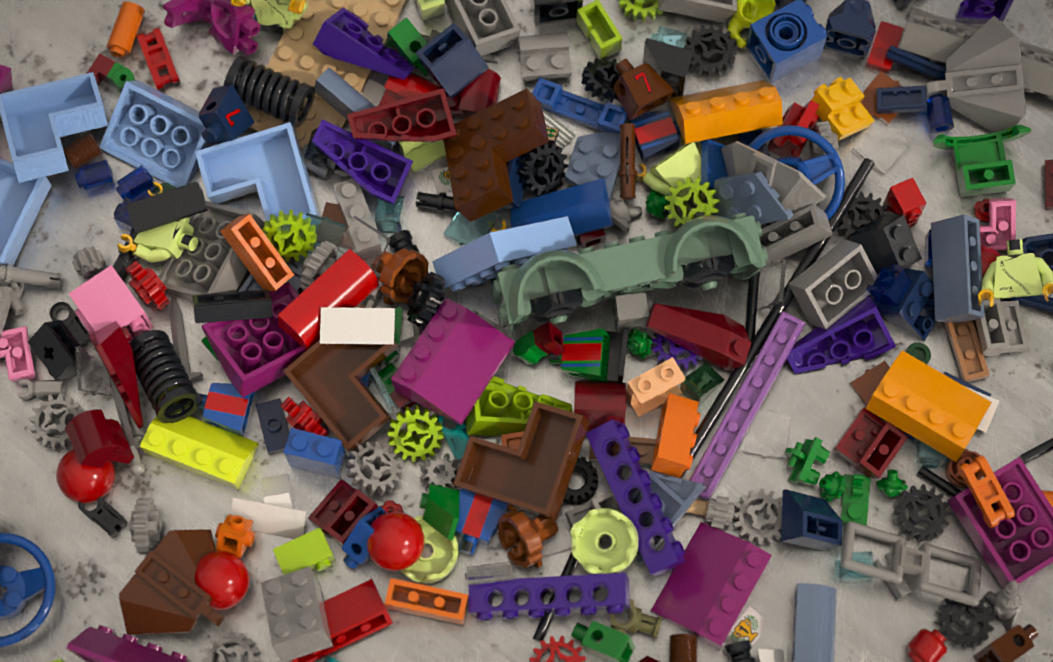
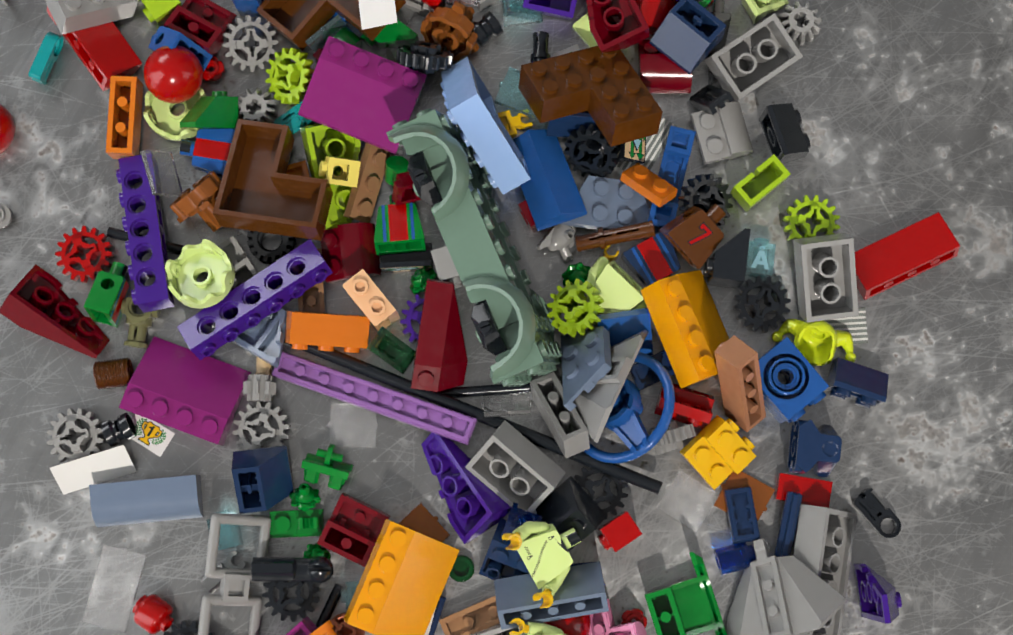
camera: 80 degrees right, 10 degrees up
(515, 60) = (707, 102): none -> black tile
(523, 395) = (349, 171): none -> light yellow brick
(535, 380) = (371, 174): none -> medium nougat plate
(583, 124) = (648, 184): none -> orange plate
(786, 70) = (740, 383): none -> nougat brick
(902, 503) = (291, 569): none -> black piece
(924, 262) = (544, 555): none -> yellowish green torso

